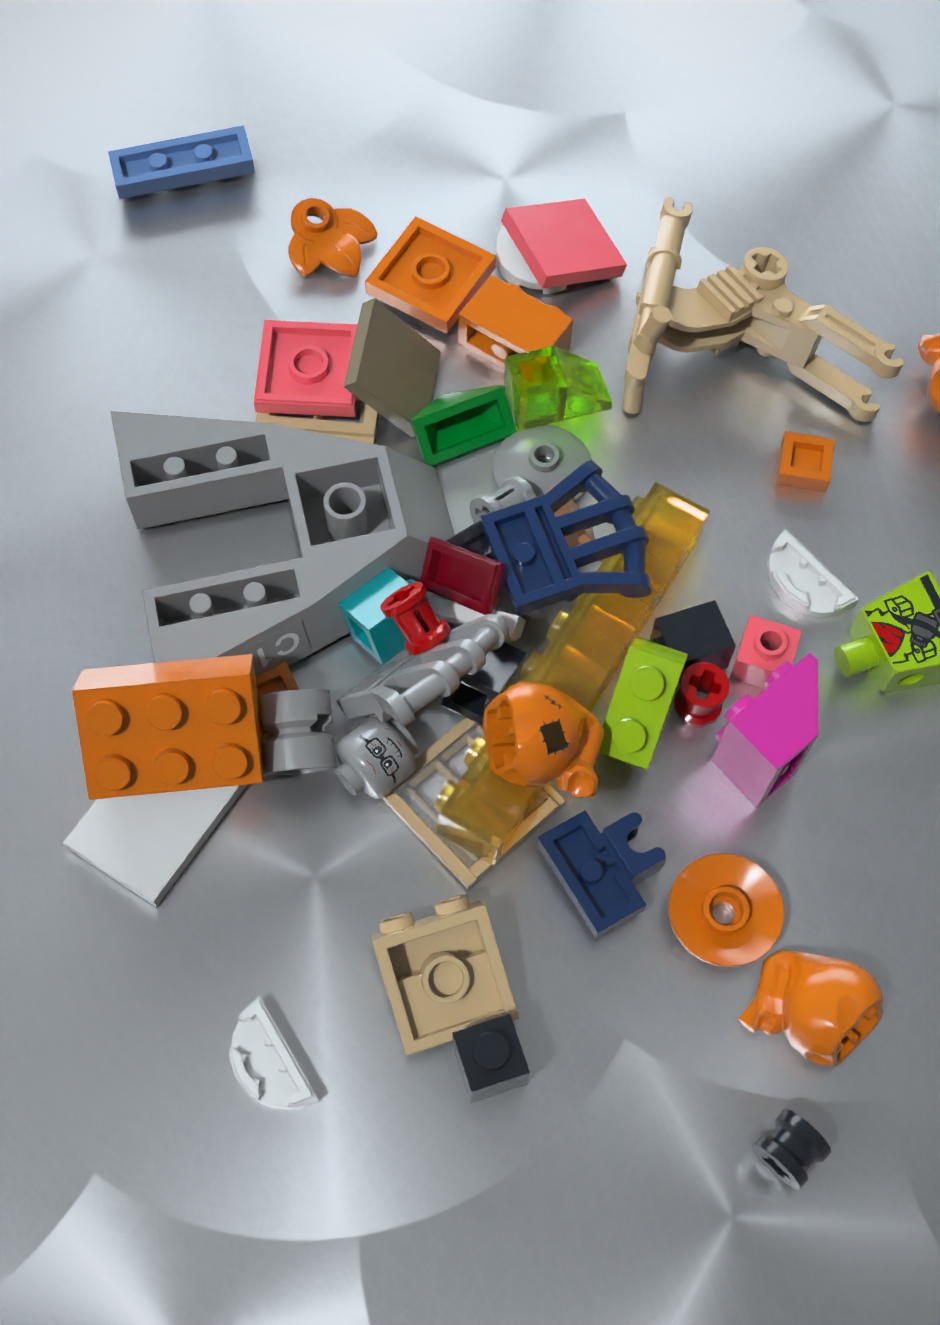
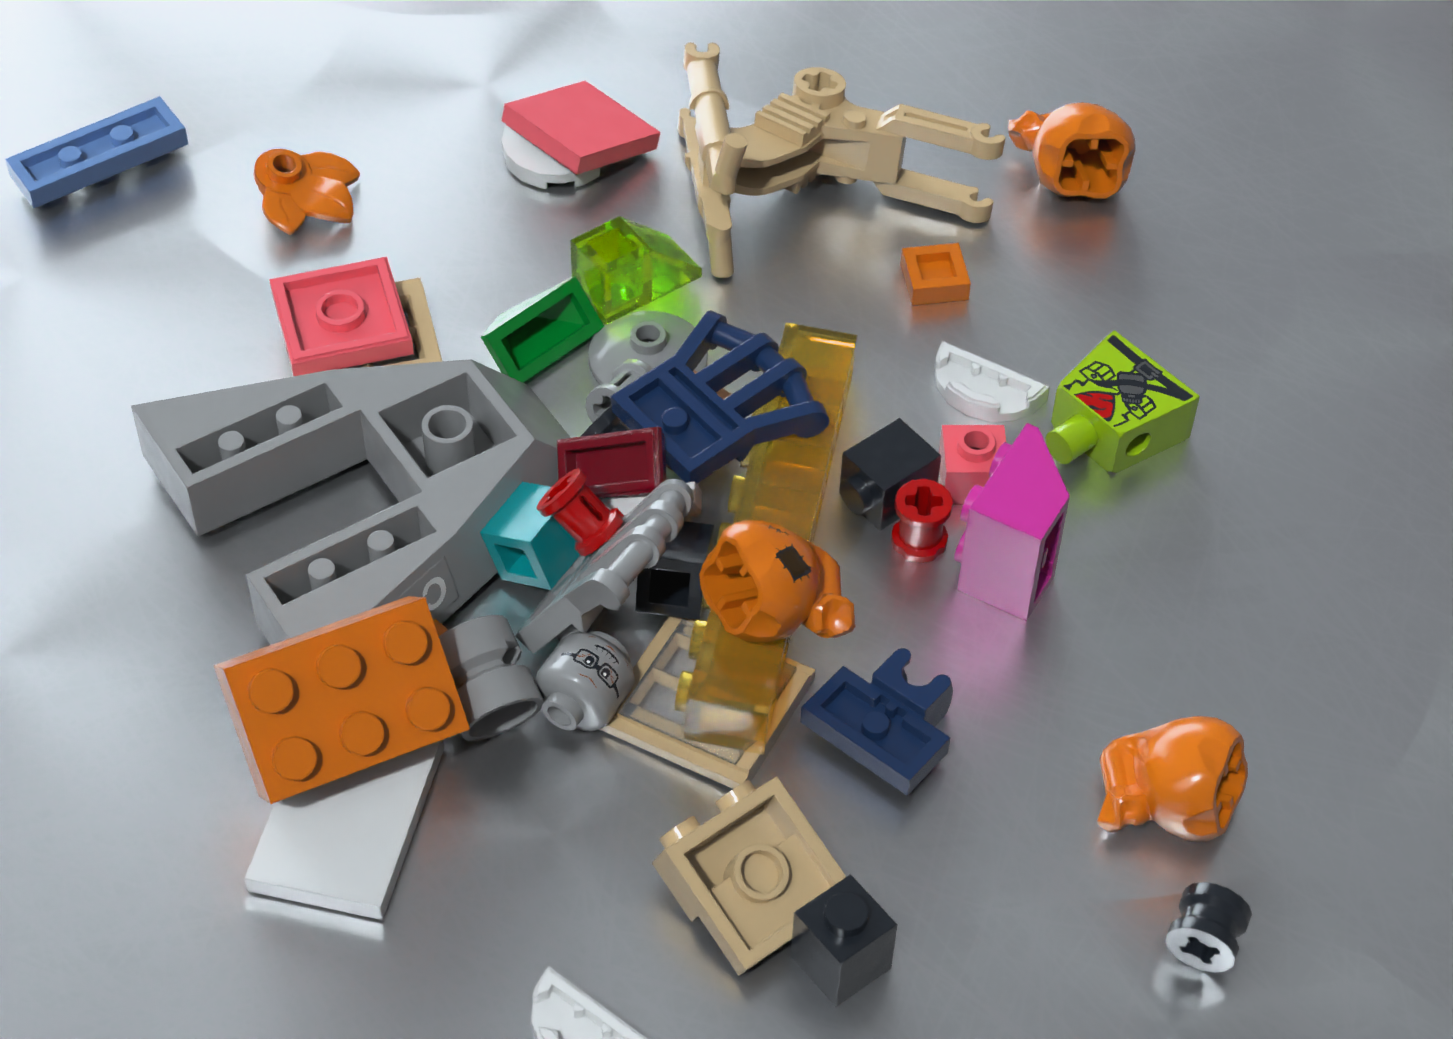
camera: 20 degrees left, 15 degrees down
(391, 366) = (439, 289): dark tan tile -> none
(430, 274) = (441, 194): orange plate -> none
(509, 322) = (547, 212): orange brick -> none
(641, 702) = (865, 531): lime brick -> none
(742, 889) = (1041, 698): orange dish -> none

